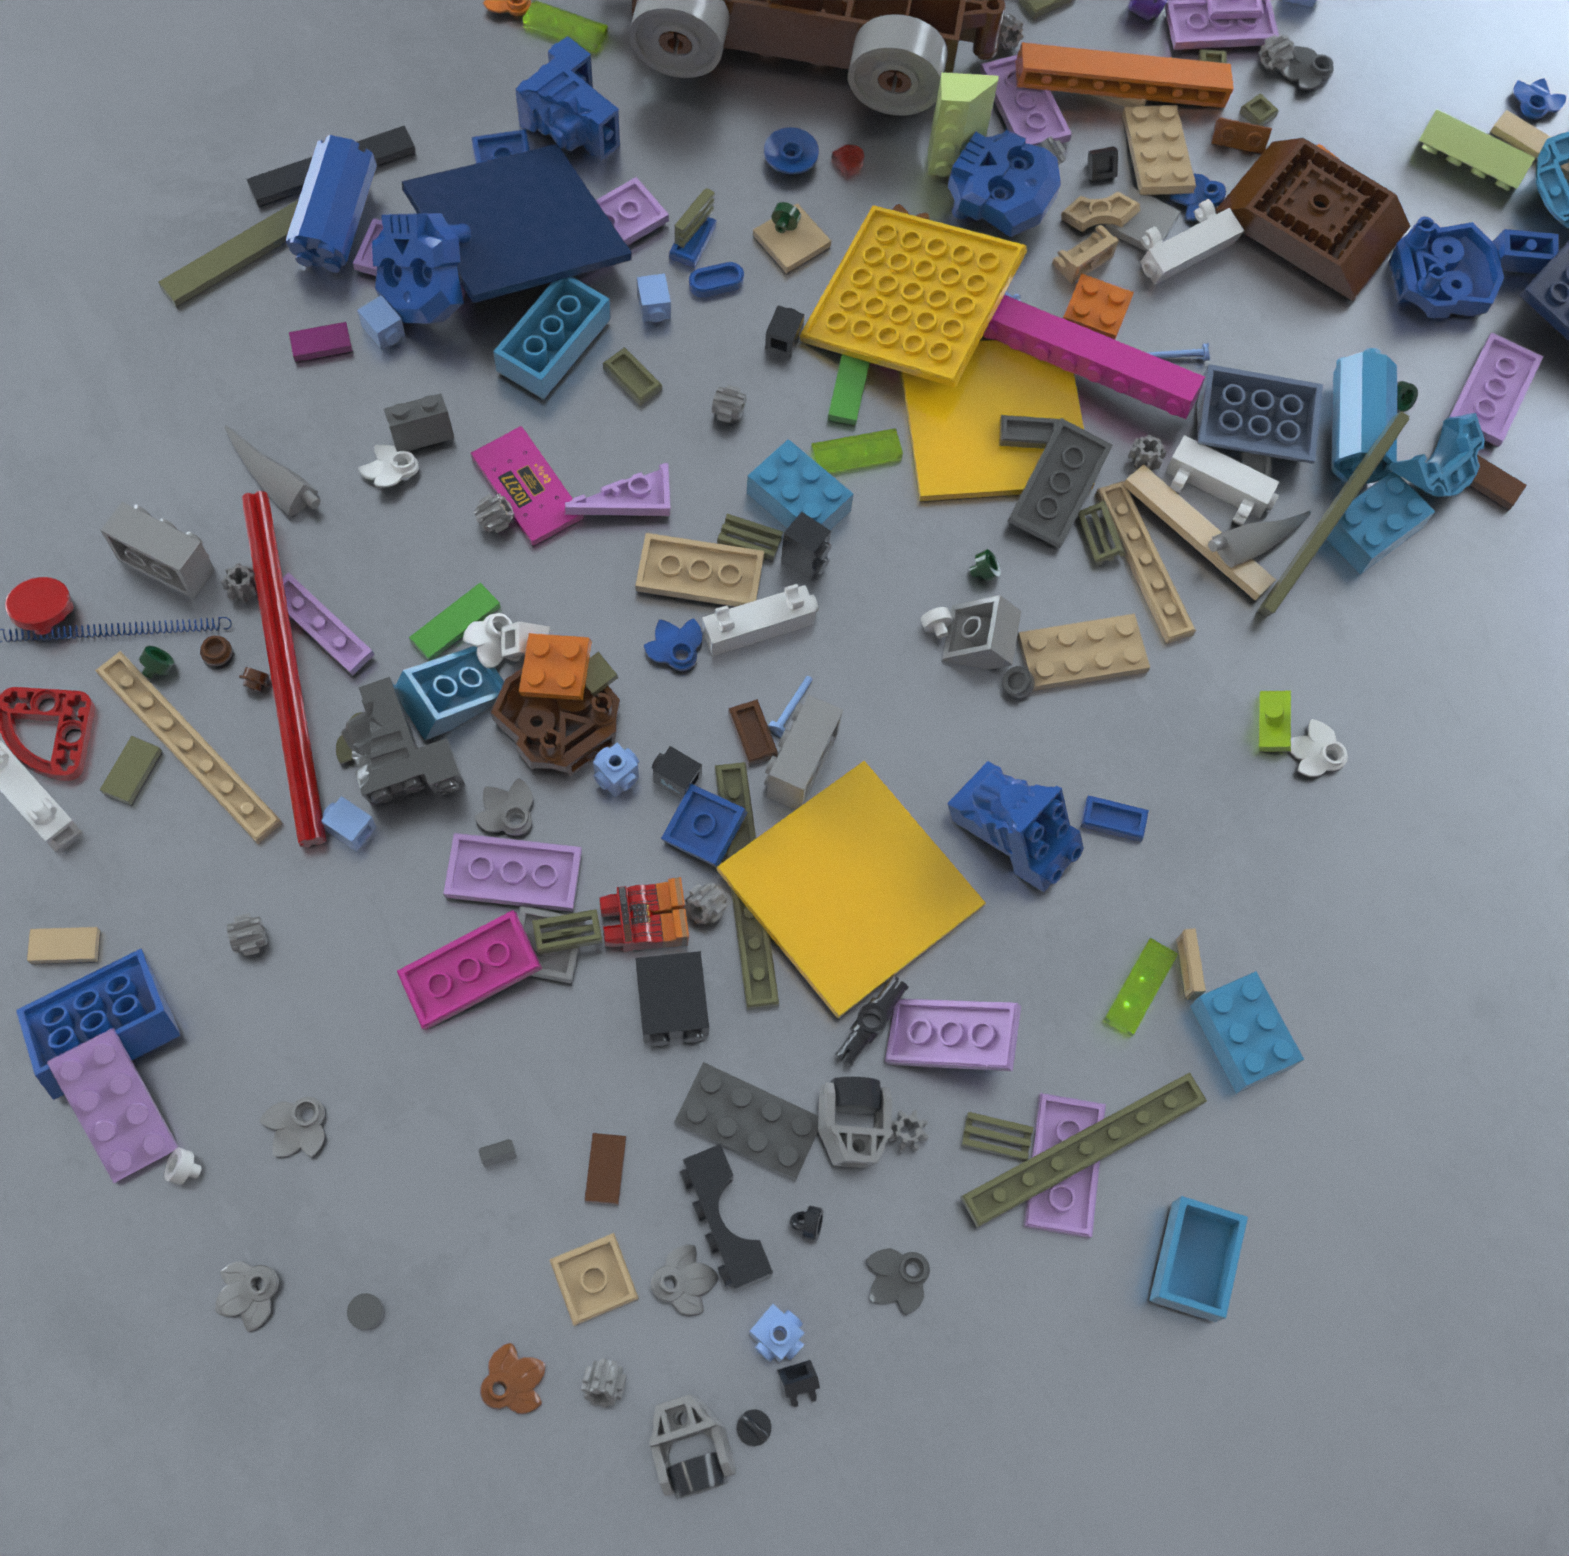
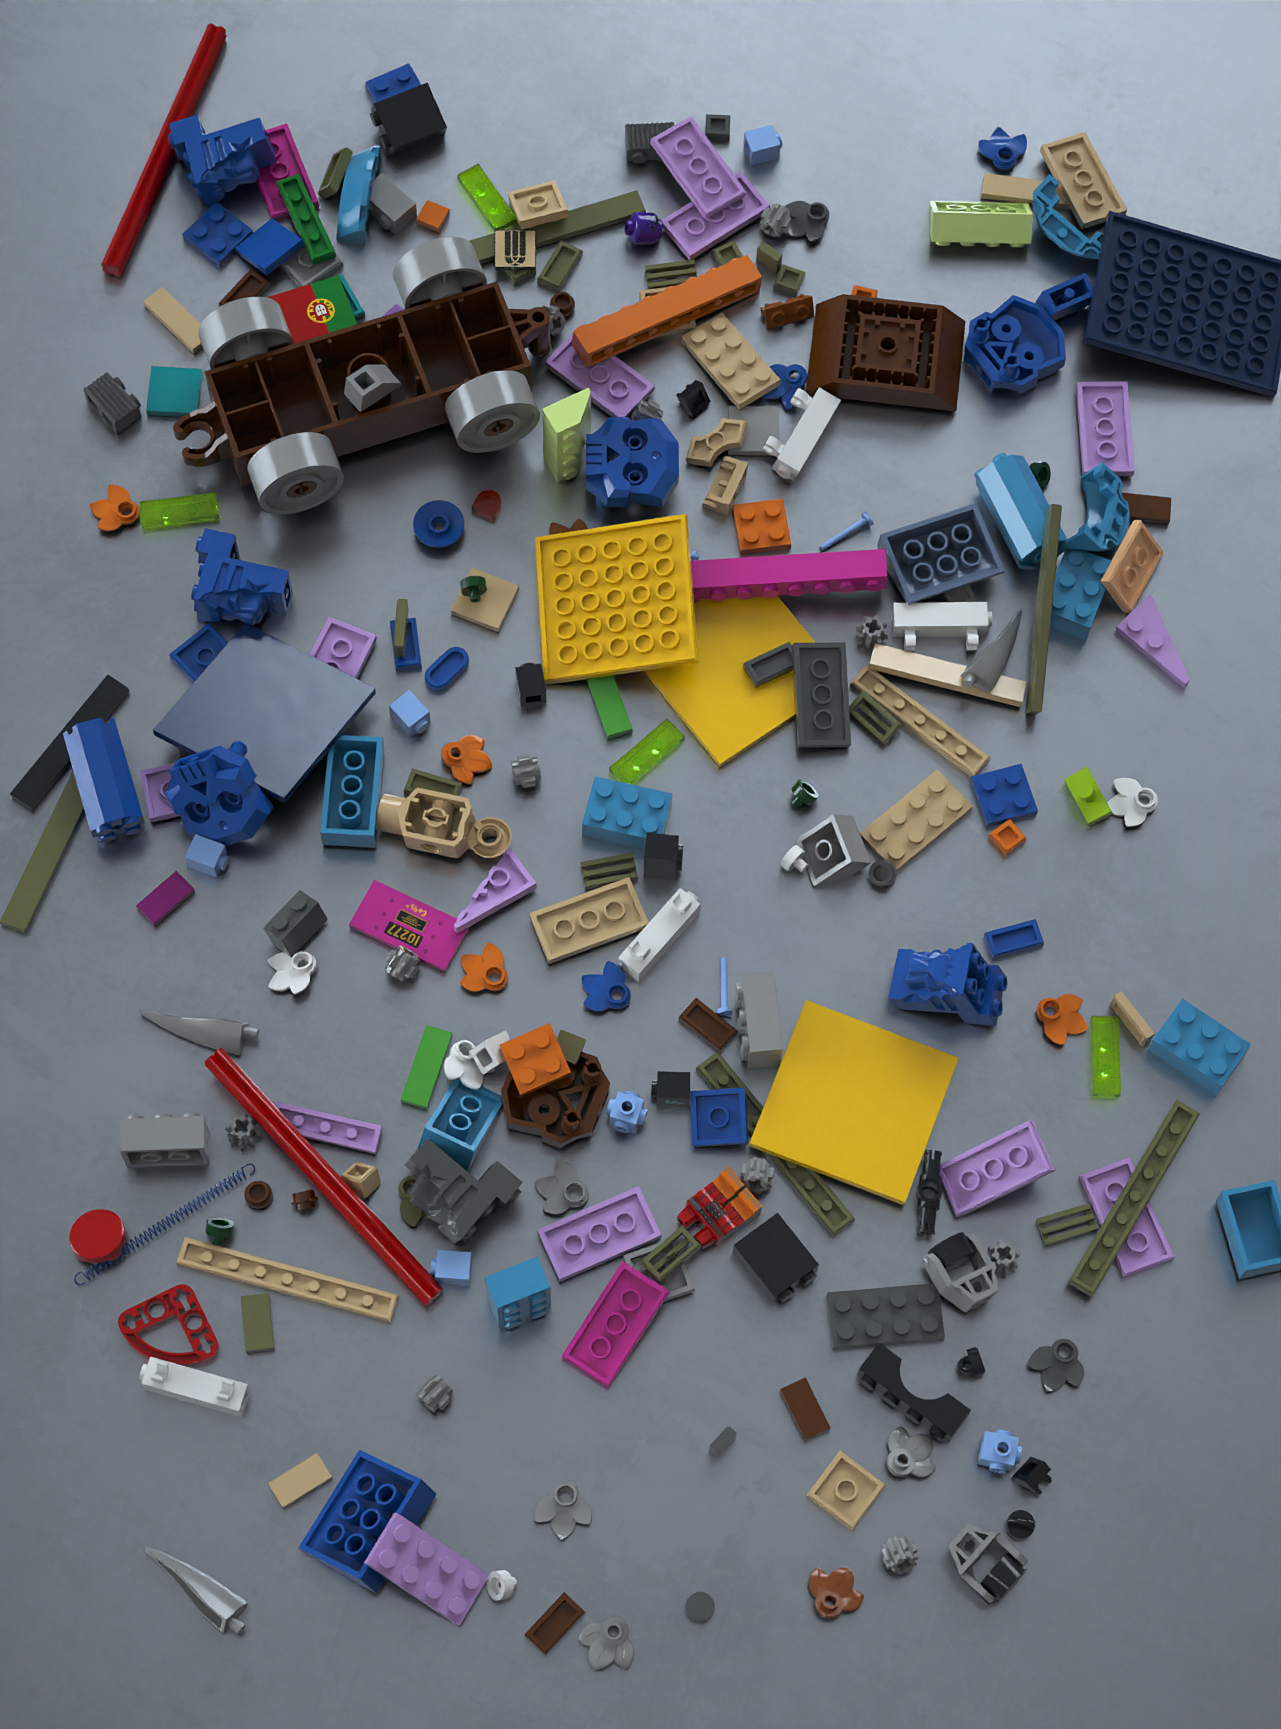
camera: 25 degrees left, 0 degrees up
(209, 1239) = (554, 1623): none -> reddish brown tile
(320, 691) = (362, 1179): none -> tan slope
(385, 881) = (518, 1293): none -> dark azure piece
(568, 561) = (481, 968): none -> orange plate
(615, 407) = (441, 824): none -> tan brick
(683, 368) = (470, 758): none -> orange plate
(1032, 26) = (563, 301): none -> reddish brown plate
(1120, 926) = (1065, 1020): none -> orange plate
(1147, 47) = (669, 271): none -> olive tile
(1167, 716) = (1007, 837): none -> orange tile
(1188, 675) = (1004, 795): none -> blue plate
(1251, 80) = (769, 257): none -> olive tile
(1429, 602) = (1149, 635): none -> lavender wing
(1449, 525) = (1132, 566): none -> light nougat tile

